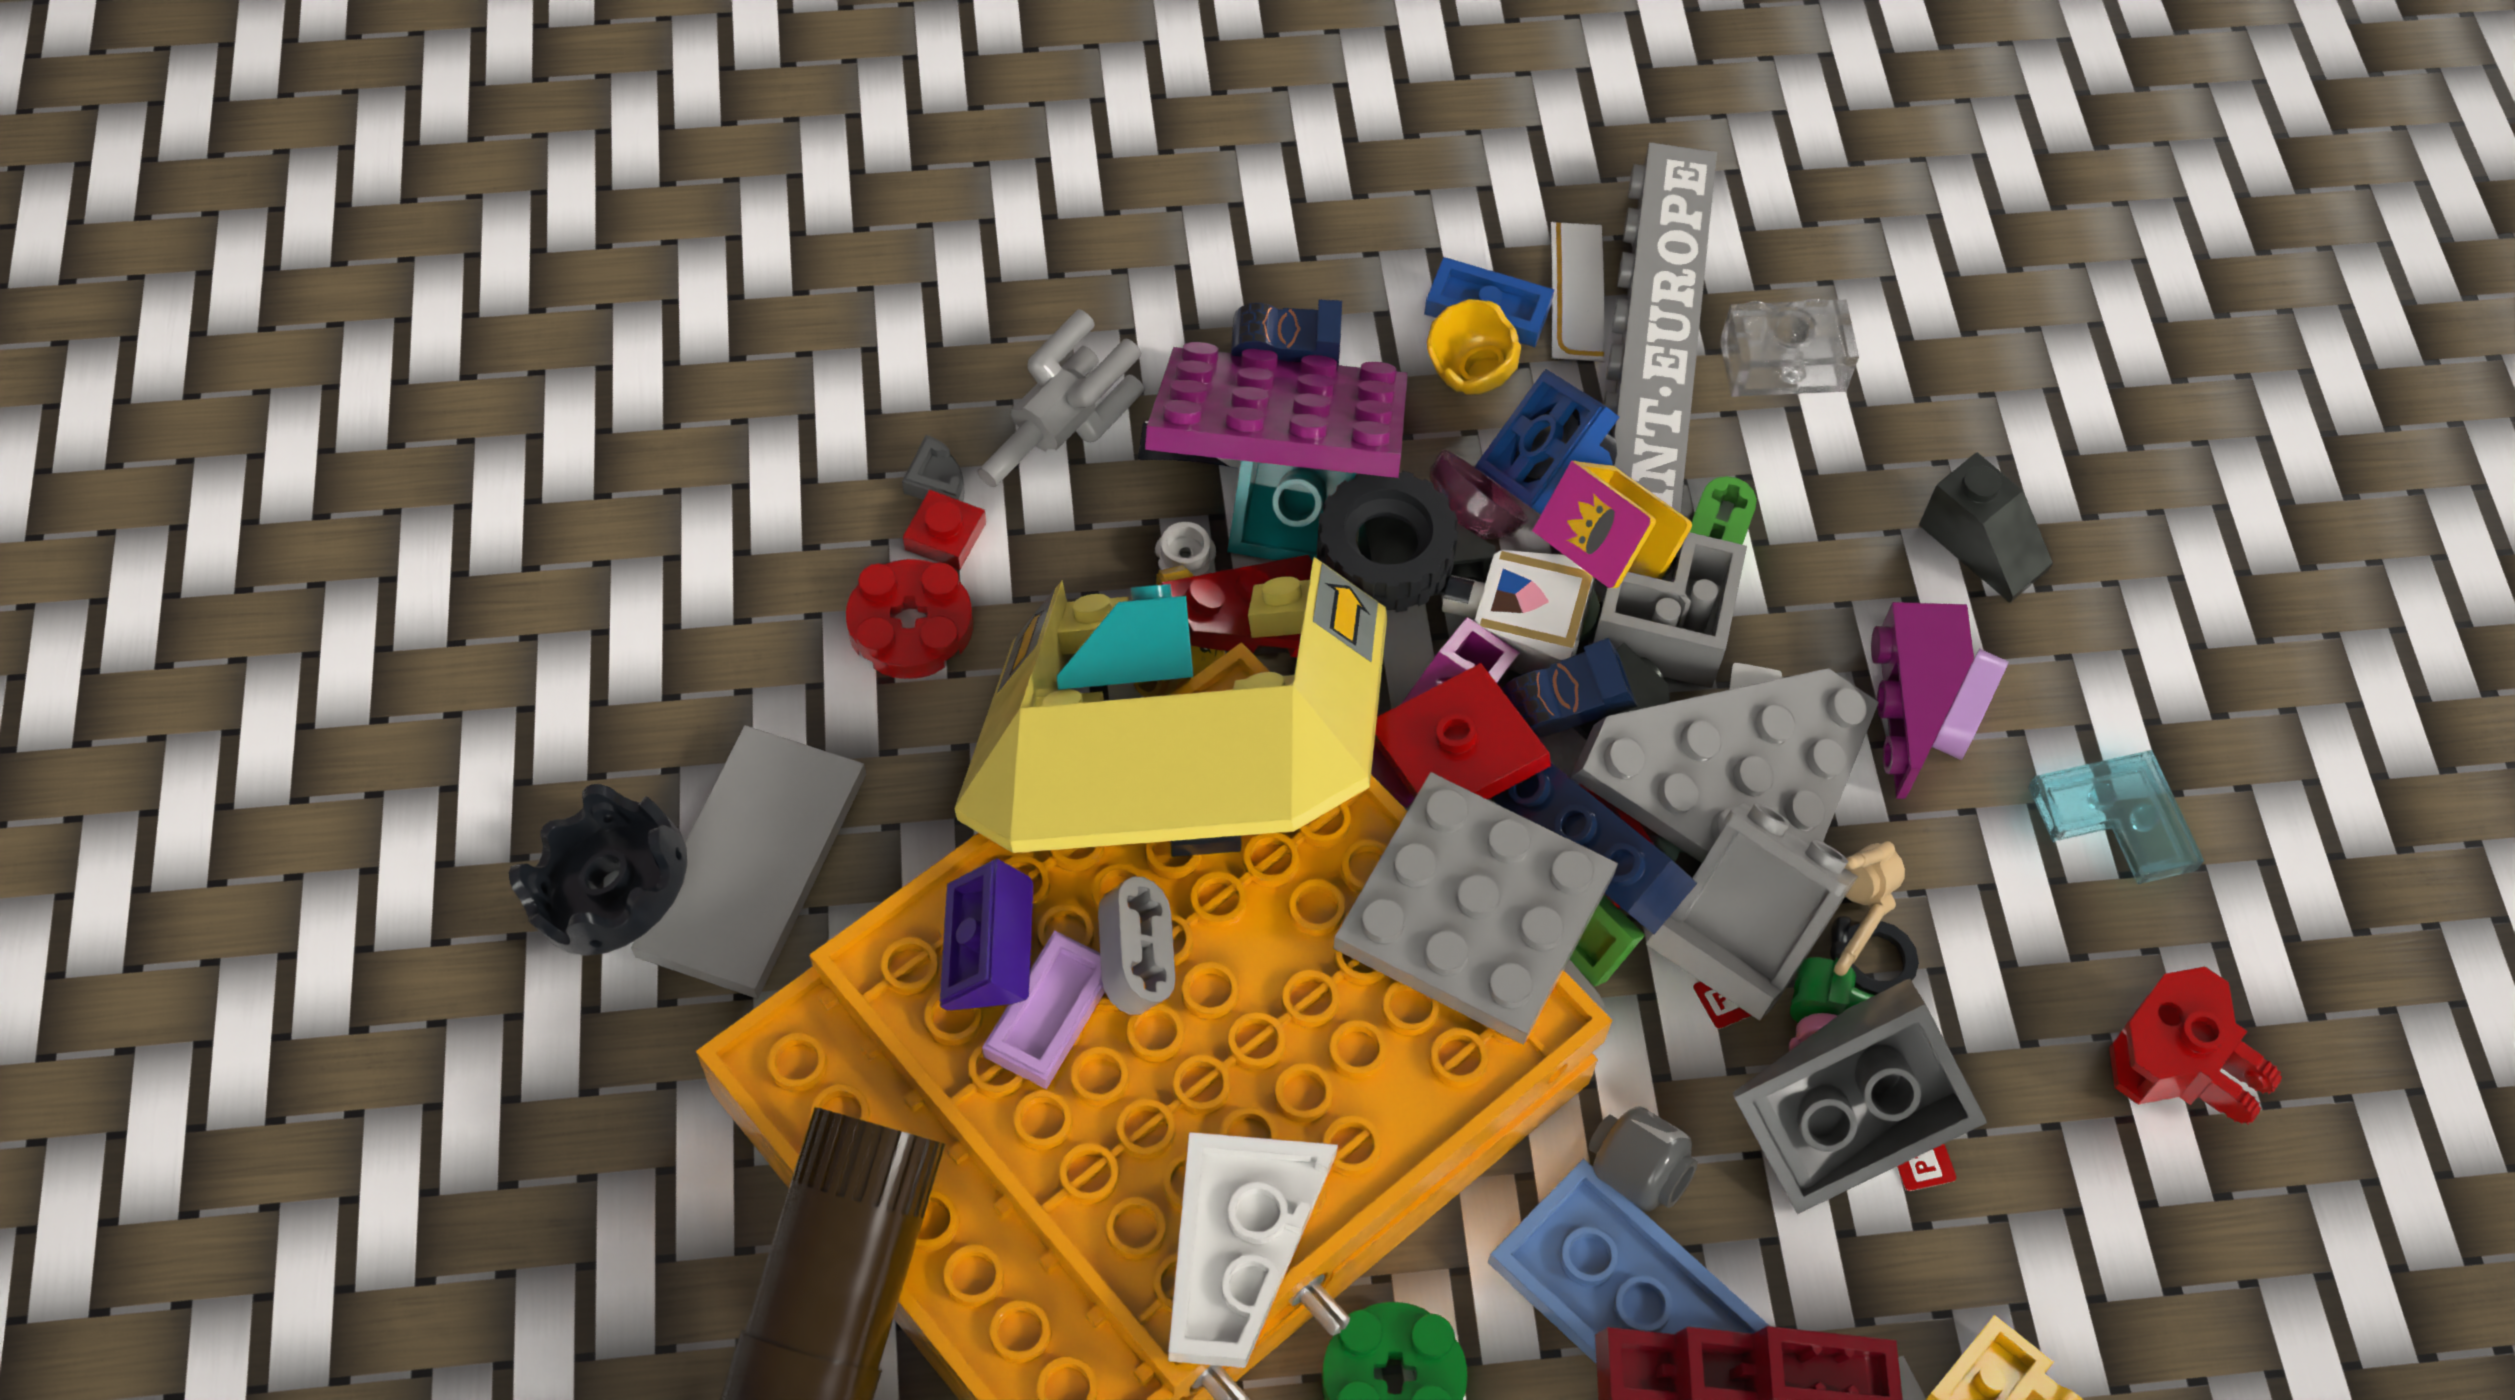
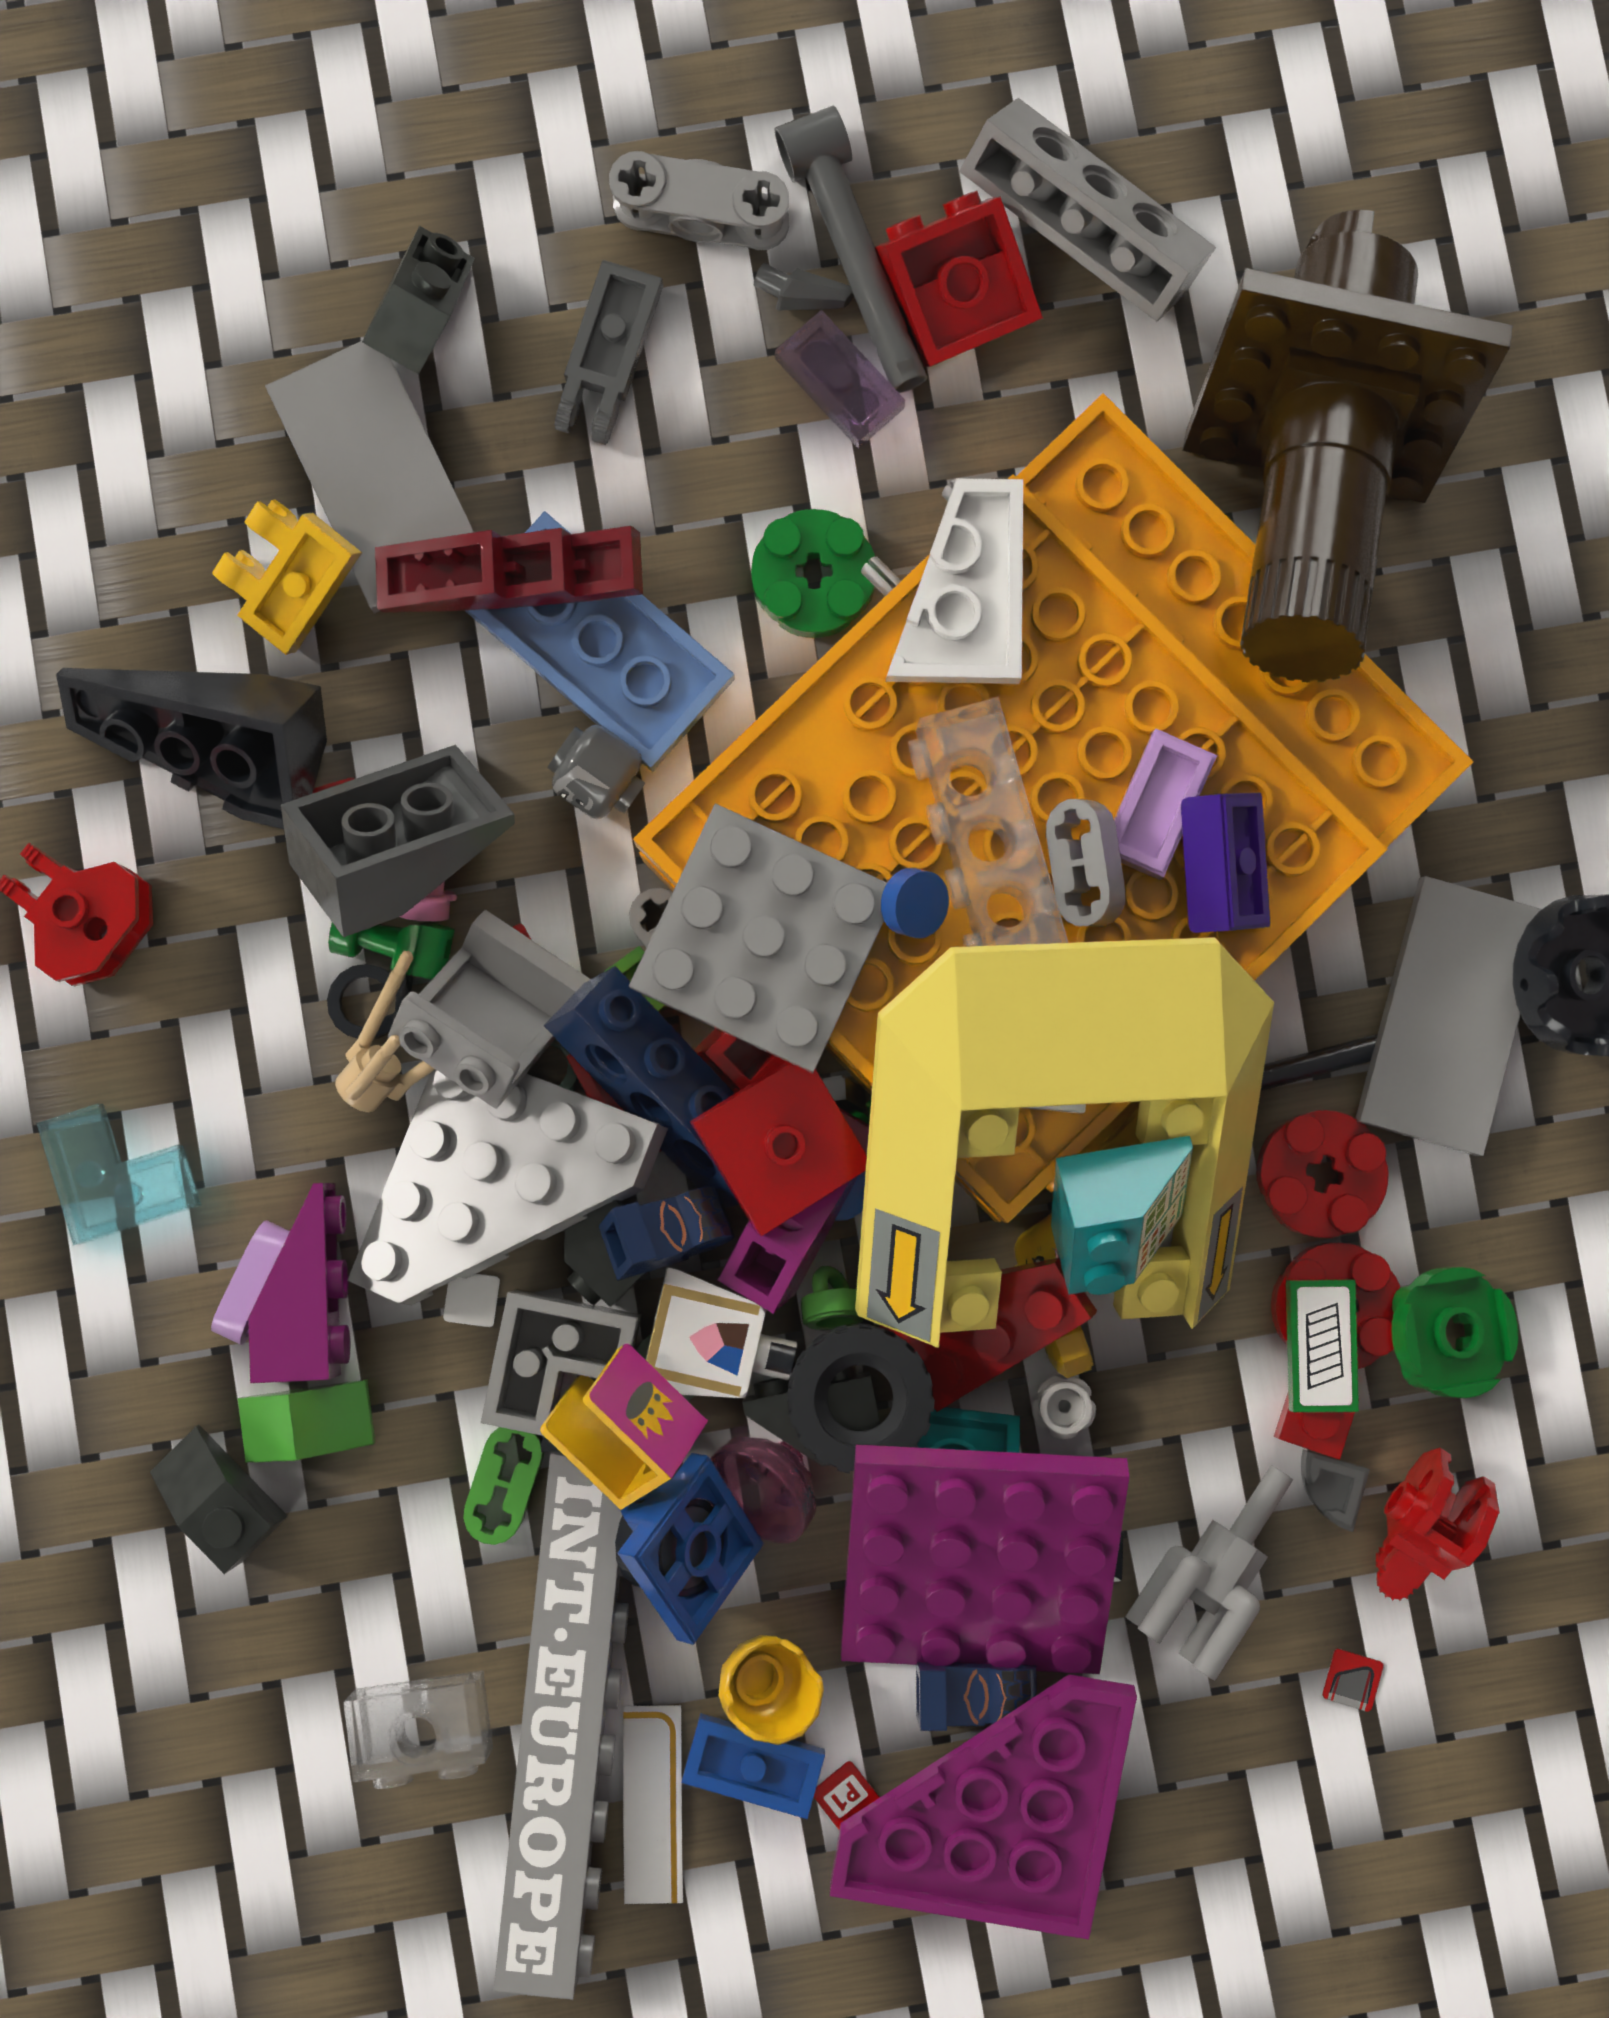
camera: 175 degrees right, 25 degrees up
(819, 603) = (1420, 1332): none -> green plate
(853, 422) = (1433, 1526): none -> red hinge
(898, 835) = (1318, 1062): none -> black bar
(899, 698) = (1355, 1156): none -> red plate
(935, 569) = (1322, 1345): none -> tile
(942, 334) = (1352, 1680): none -> sticker
(1243, 1076) = (980, 738): none -> clear brick
(1271, 239) = (1004, 1822): none -> magenta plate
(1319, 919) = (914, 902): none -> blue tile
(1405, 284) = (844, 1793): none -> red sticker
(1410, 642) = (829, 1307): none -> bright green tile
(1907, 574) = (306, 1422): none -> bright green slope
(2036, 1234) = (227, 733): none -> black wedge

